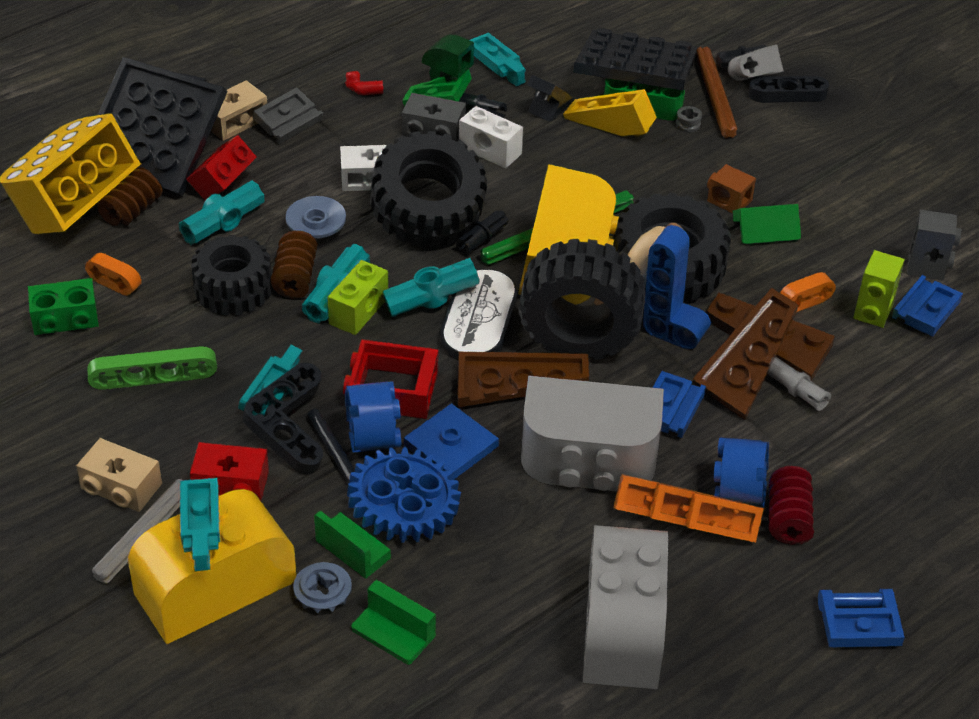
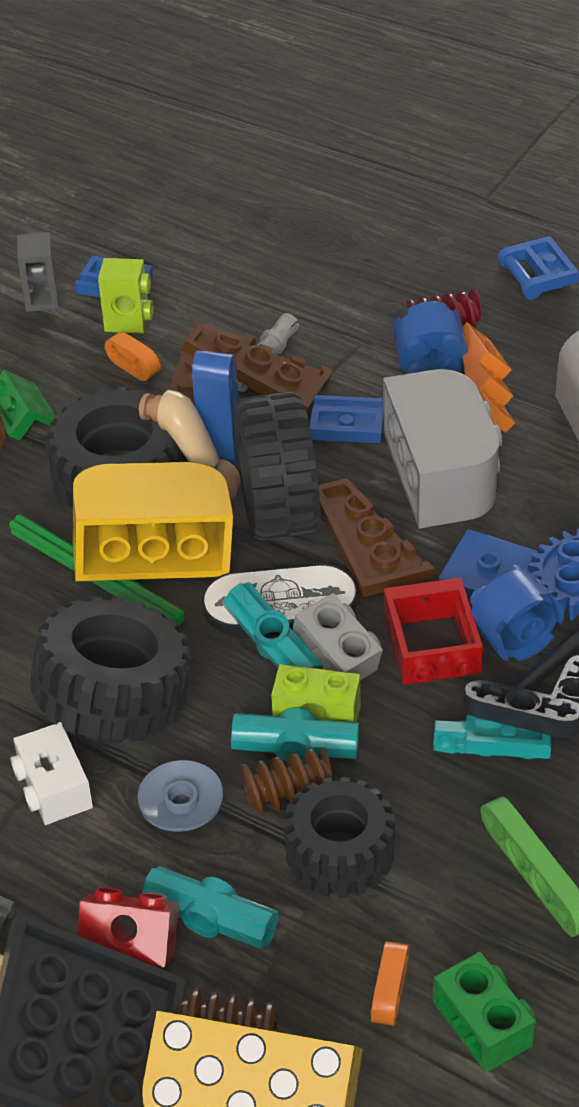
camera: 105 degrees left, 0 degrees up
(406, 317) = (344, 637): none -> light grey brick

